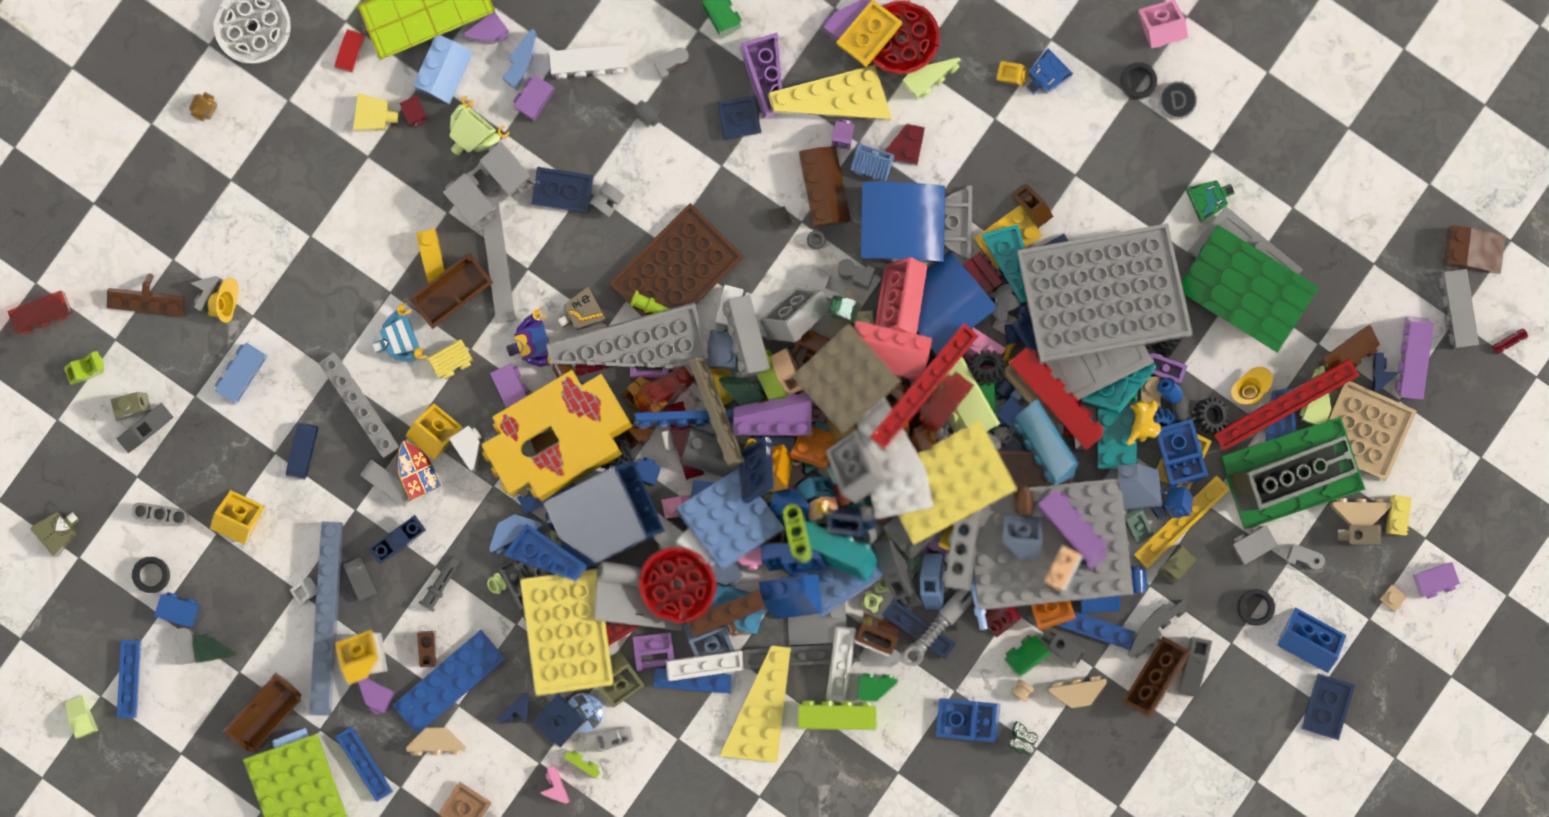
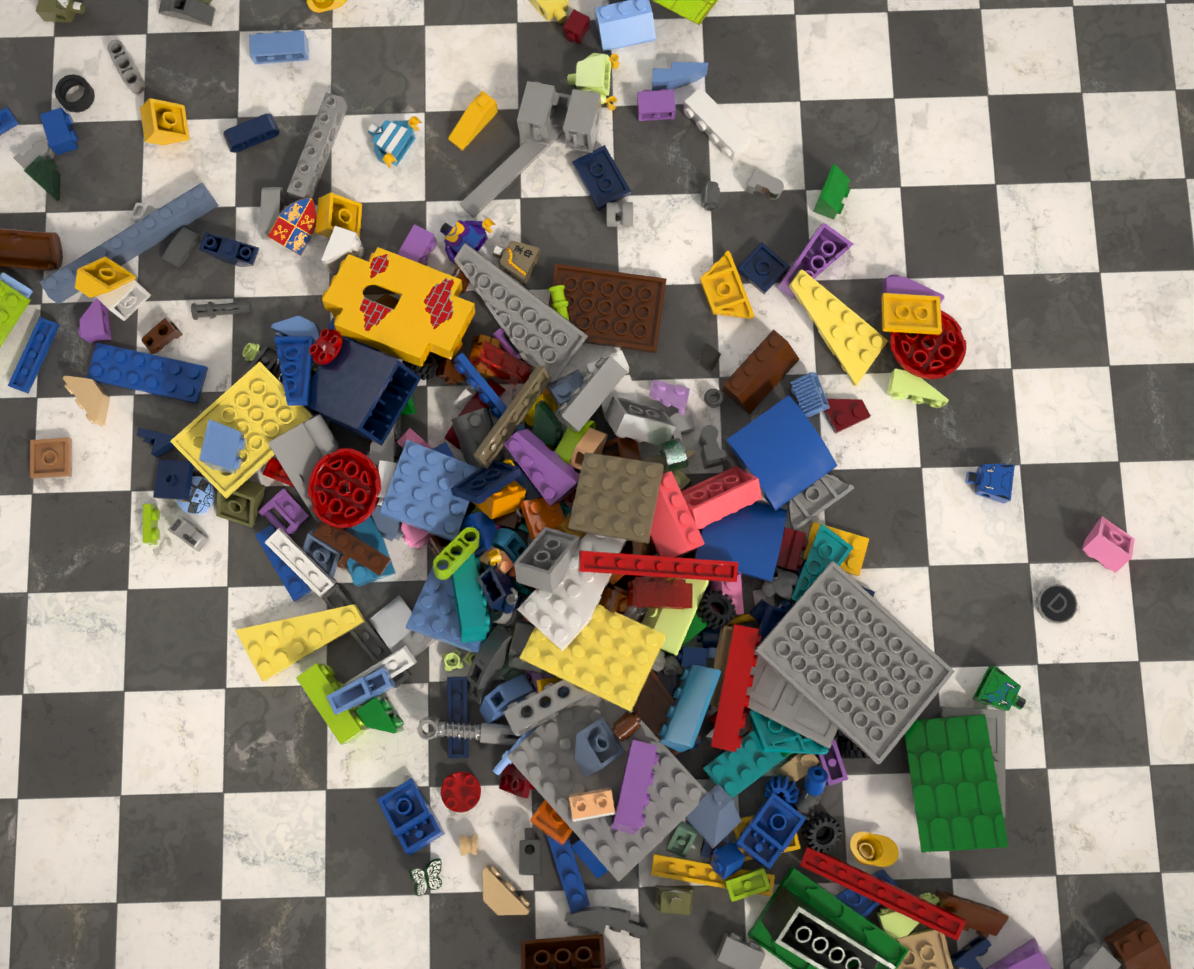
camera: 55 degrees right, 5 degrees down
(450, 359) = (404, 190): light yellow brick -> none
(451, 290) = (458, 149): reddish brown container -> none
(488, 30) = (680, 34): medium lavender slope -> none
(548, 517) = (326, 346): none -> red dish
(558, 791) = (115, 521): bright pink slope -> none
(578, 654) = (222, 447): none -> medium blue slope
(581, 369) = (471, 293): dark red axle -> none
(648, 470) = (426, 401): blue brick -> none
(734, 162) = (725, 290): none -> yellow wing
(780, 557) = (426, 552): blue slope -> none
(788, 273) = (670, 394): none -> lavender wing
(791, 596) = (406, 590): blue slope -> none
(842, 134) = (813, 355): medium lavender slope -> none
(846, 685) = (361, 691): none -> medium blue slope
(877, 634) = (425, 685): reddish brown piece -> none
(977, 668) = (460, 791): none -> red dish
(1012, 73) = (969, 453): yellow bracket -> none
(1026, 656) = (499, 826): green slope -> none
(1033, 205) = (877, 550): reddish brown slope -> none
(1124, 81) = (1060, 554): black tyre -> none
(1138, 579) = (636, 875): blue brick -> none
(1143, 423) = (771, 778): yellow animal -> none
(1207, 500) = (747, 884): none -> lime plate

